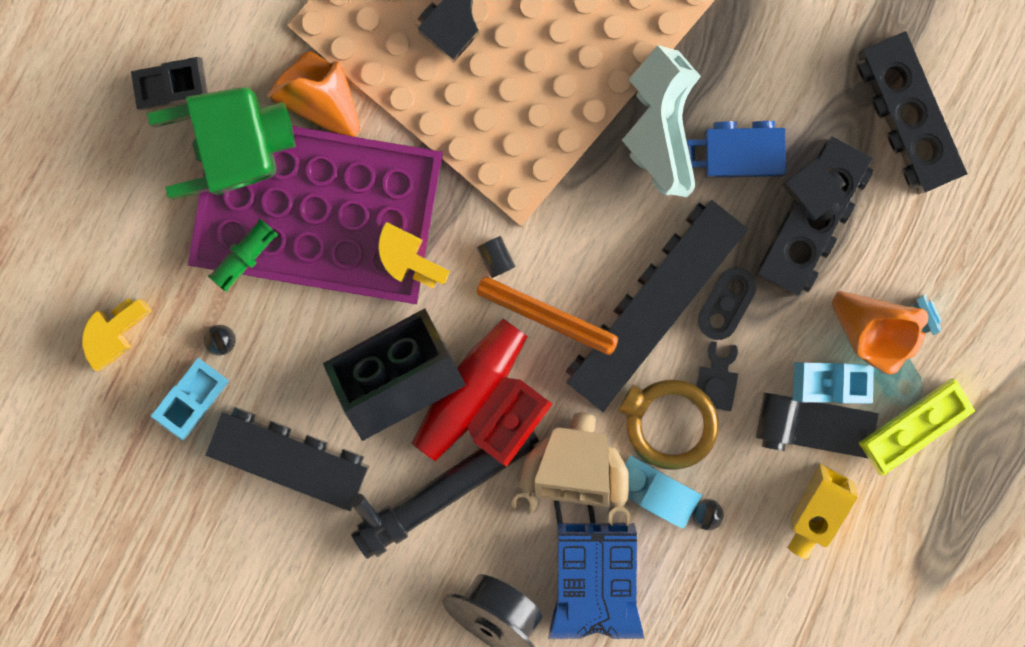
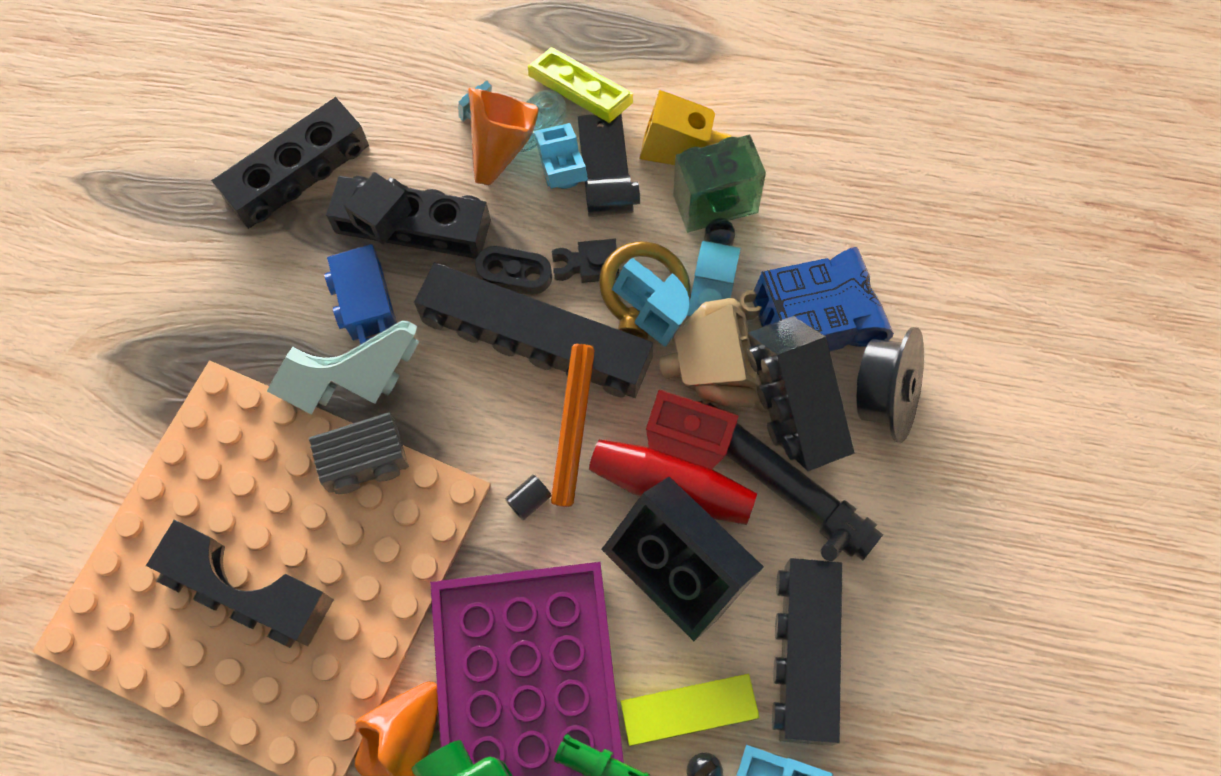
camera: 100 degrees left, 20 degrees down
(272, 343) = (689, 709): none -> neon yellow tile
(399, 254) = (551, 589): yellow brick -> none
(505, 524) = (800, 392): none -> black brick
(575, 115) = (359, 454): none -> dark grey brick
(636, 432) = (660, 303): none -> medium azure brick
(752, 526) = (718, 182): none -> clear green brick

